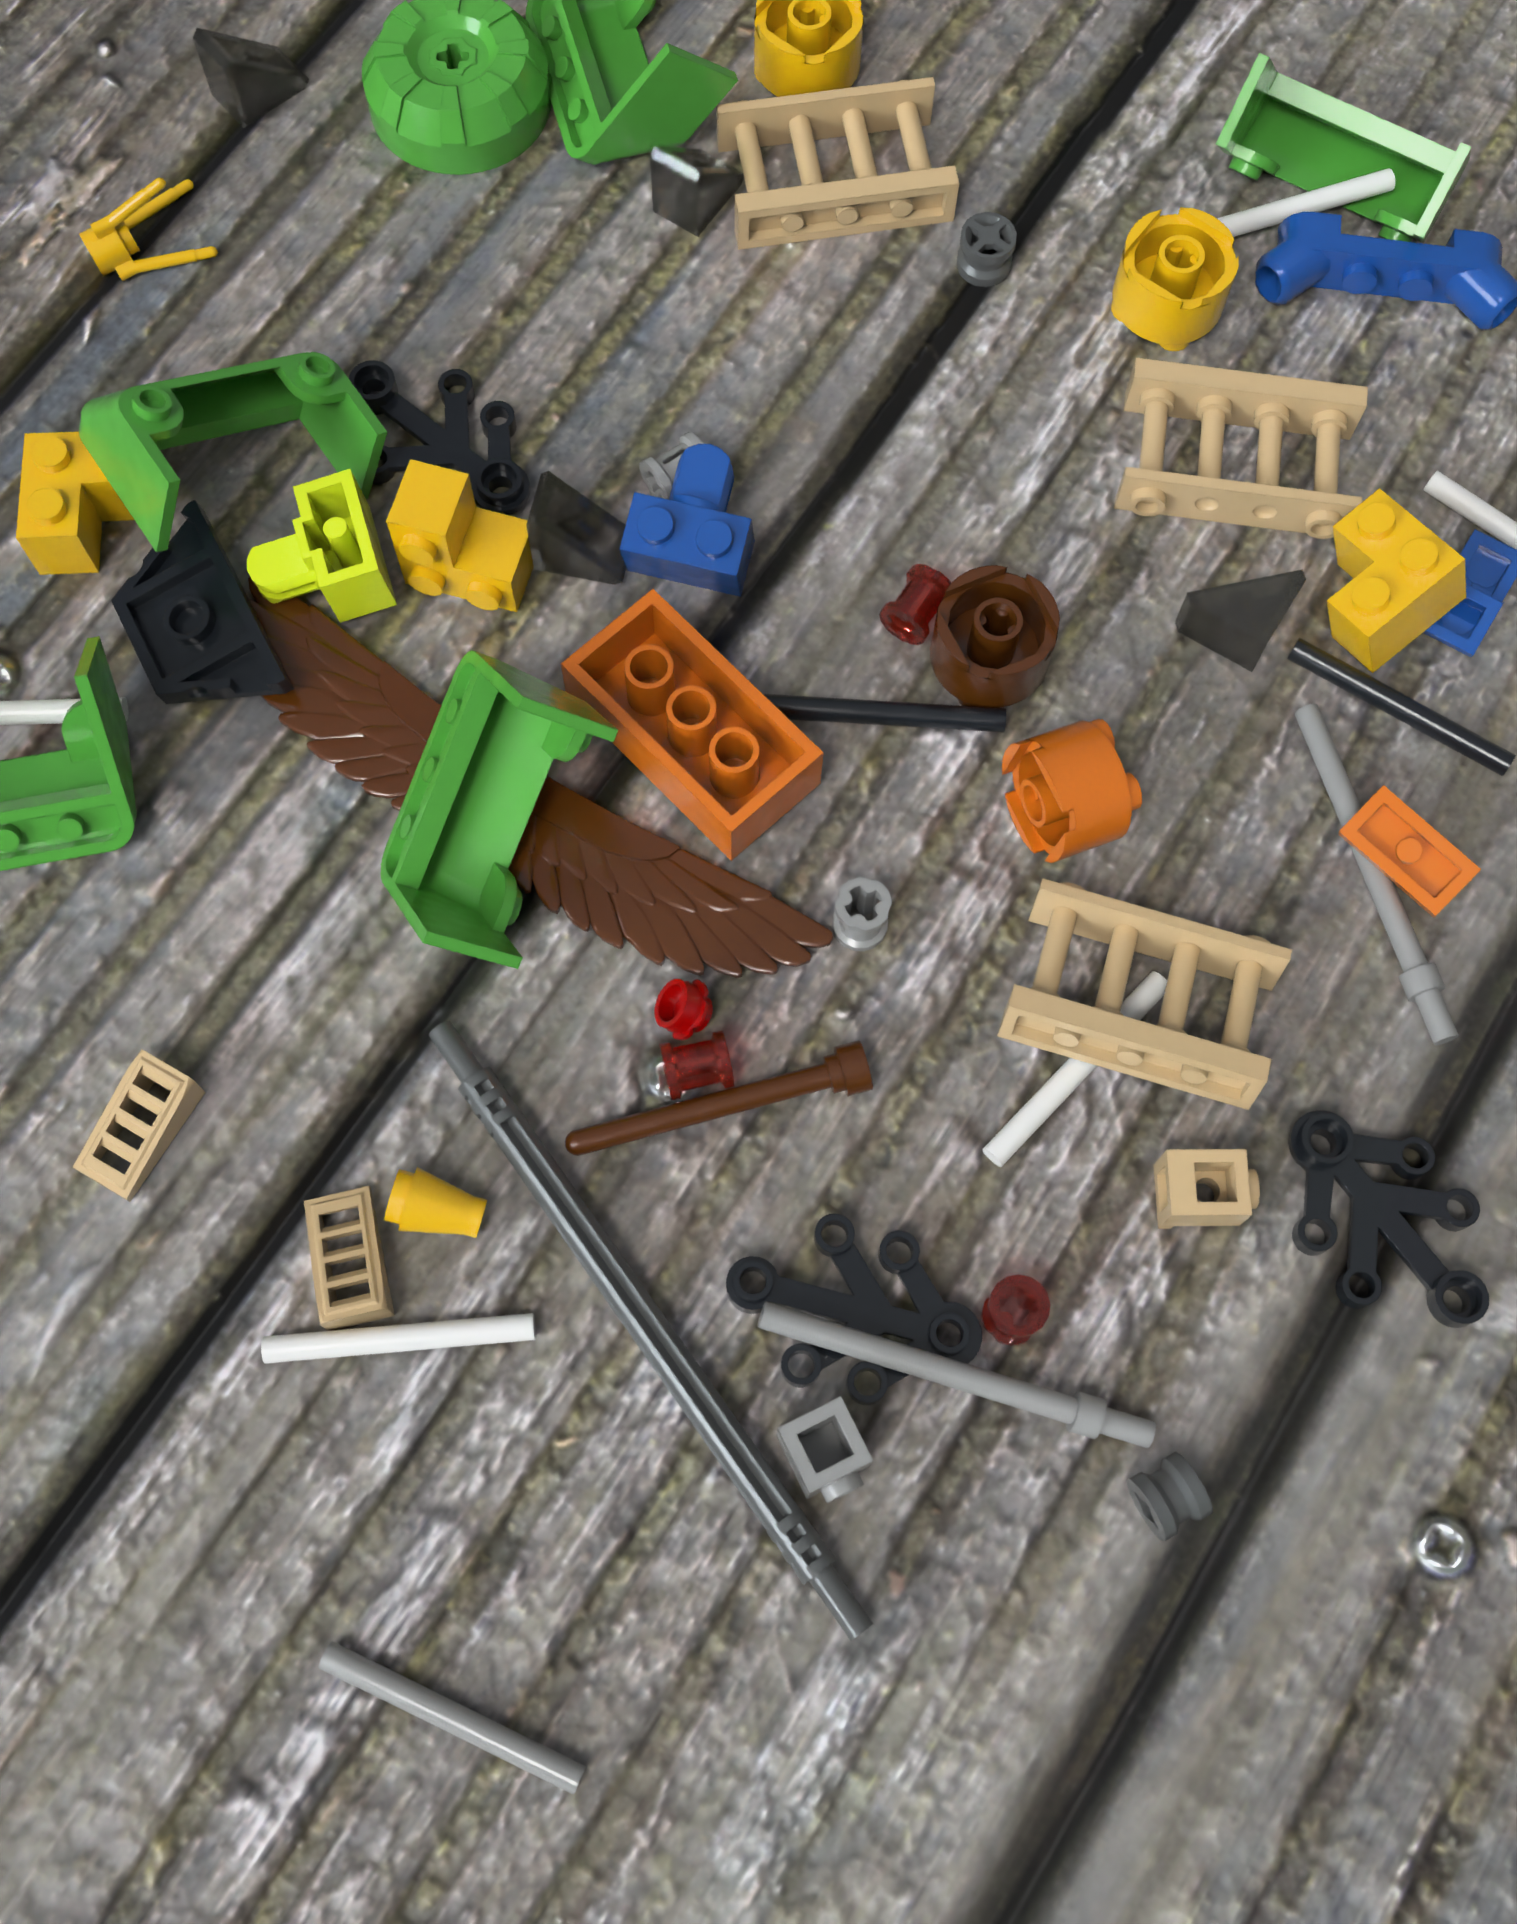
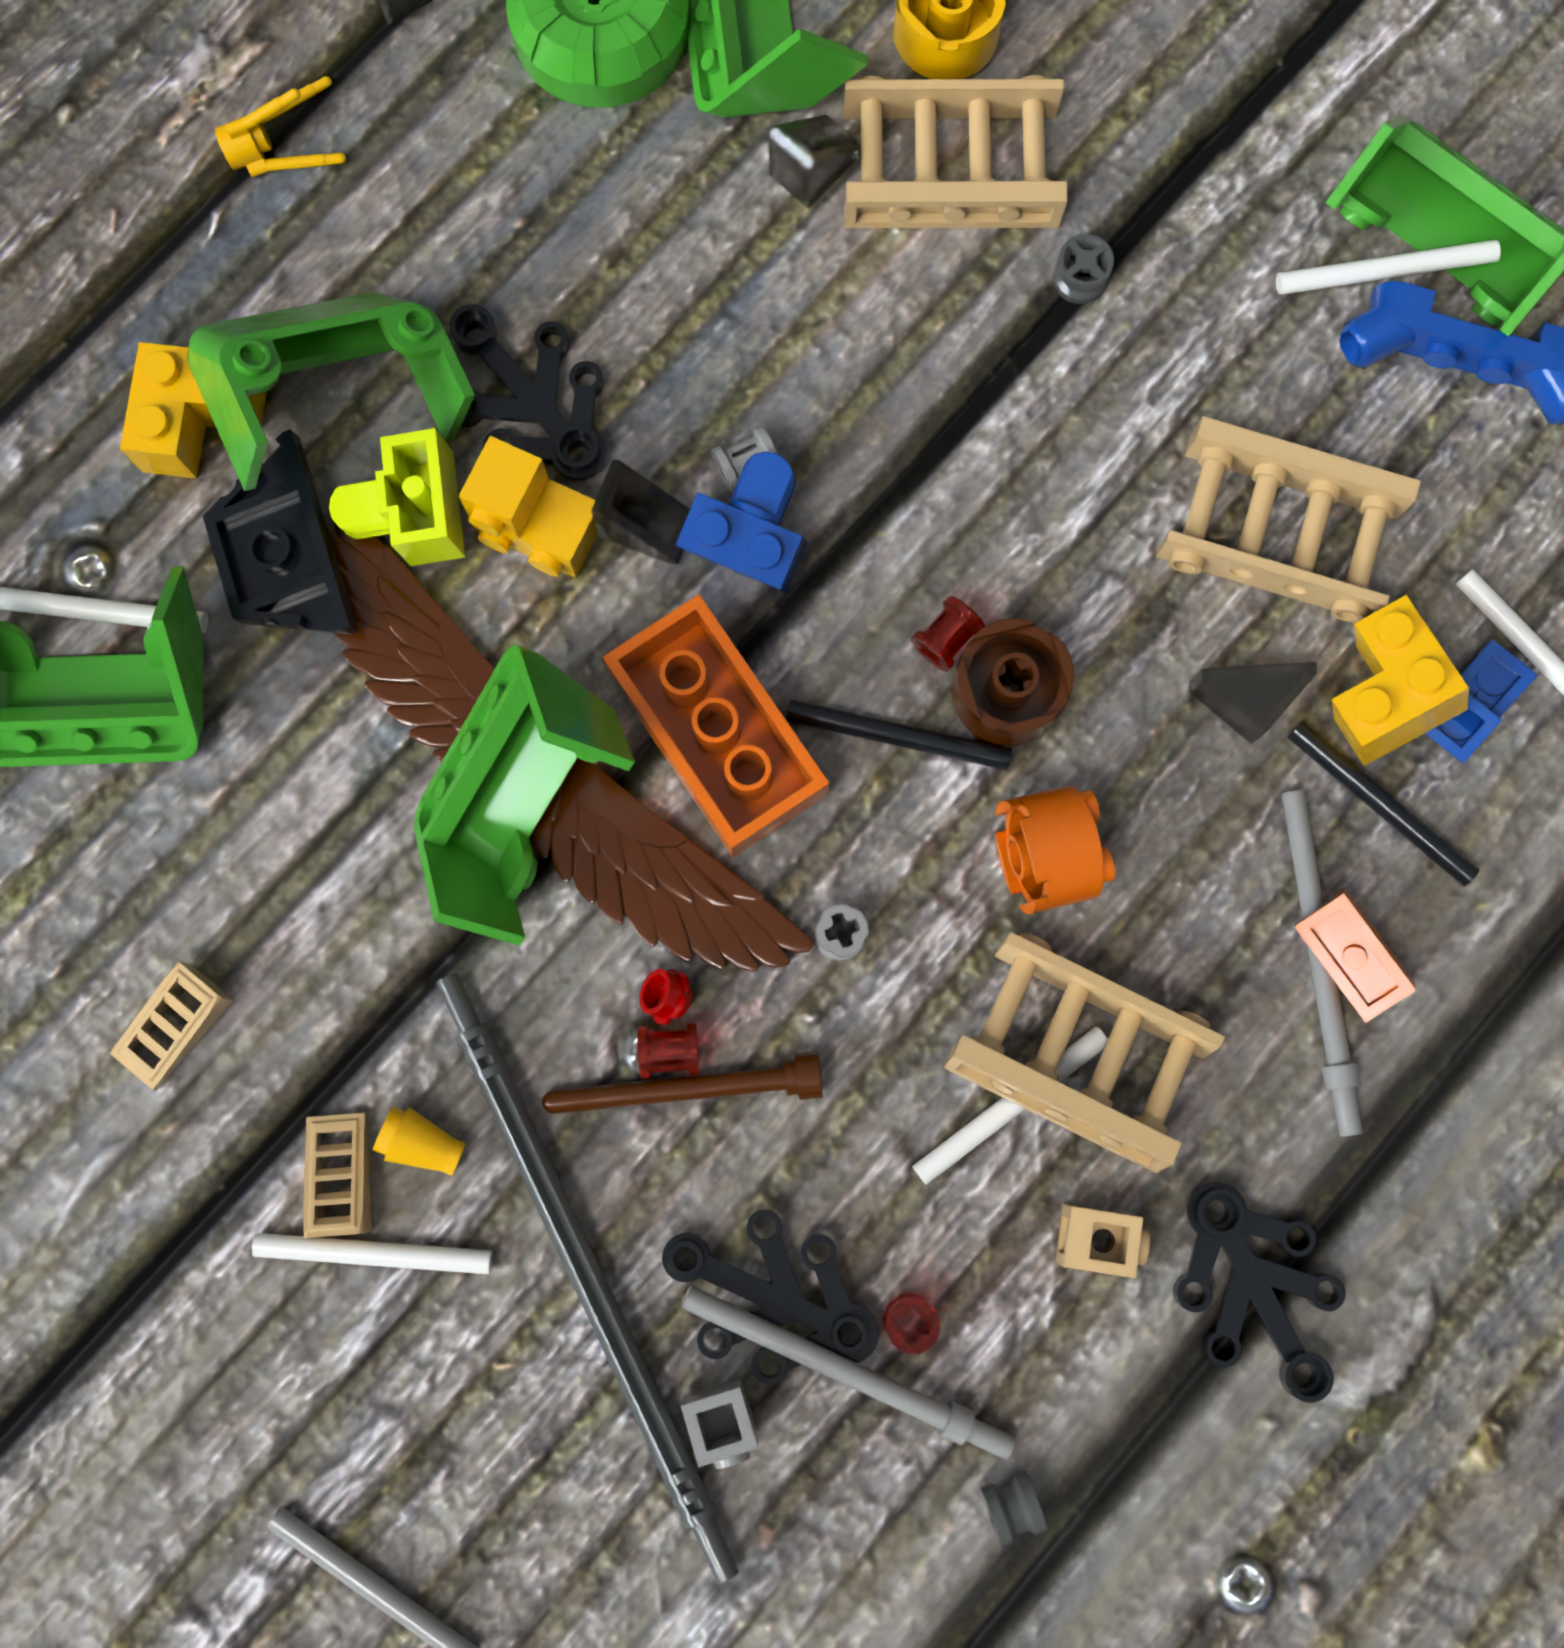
camera: 10 degrees right, 10 degrees up
(1174, 277) = (1259, 330): yellow brick -> none

